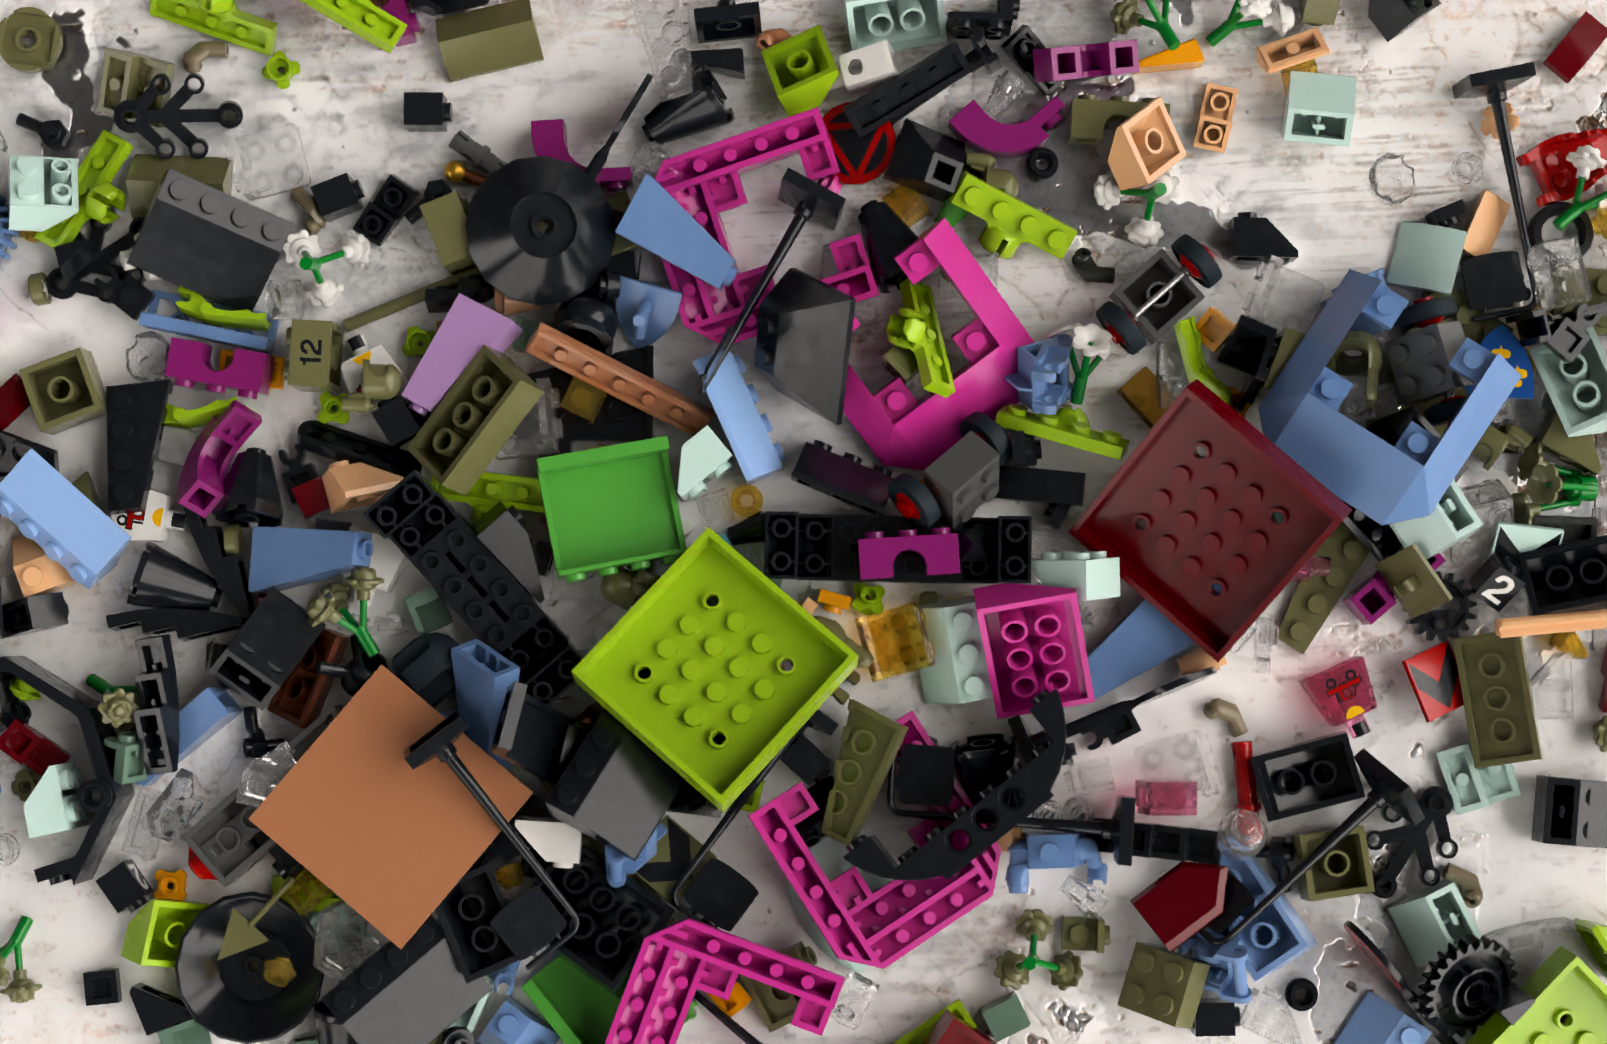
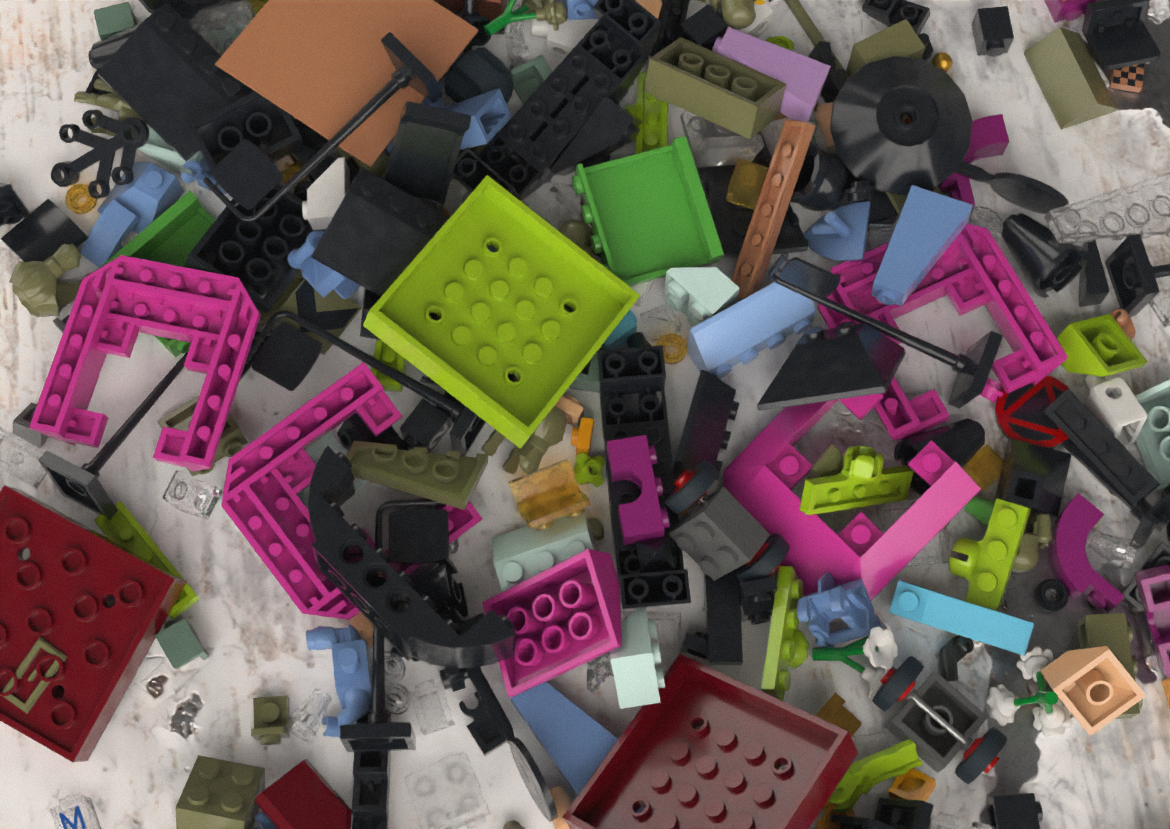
camera: 80 degrees right, 15 degrees down
(475, 153) = (966, 71): dark grey pin -> none
(736, 1002) = (188, 383): light orange plate -> none
(1014, 967) = (231, 651): olive plant -> none
(1060, 258) = (961, 617): none -> medium azure slope
(1166, 797) = (416, 788): clear pink torso -> none
(1215, 117) = (1133, 769): light nougat slope -> none

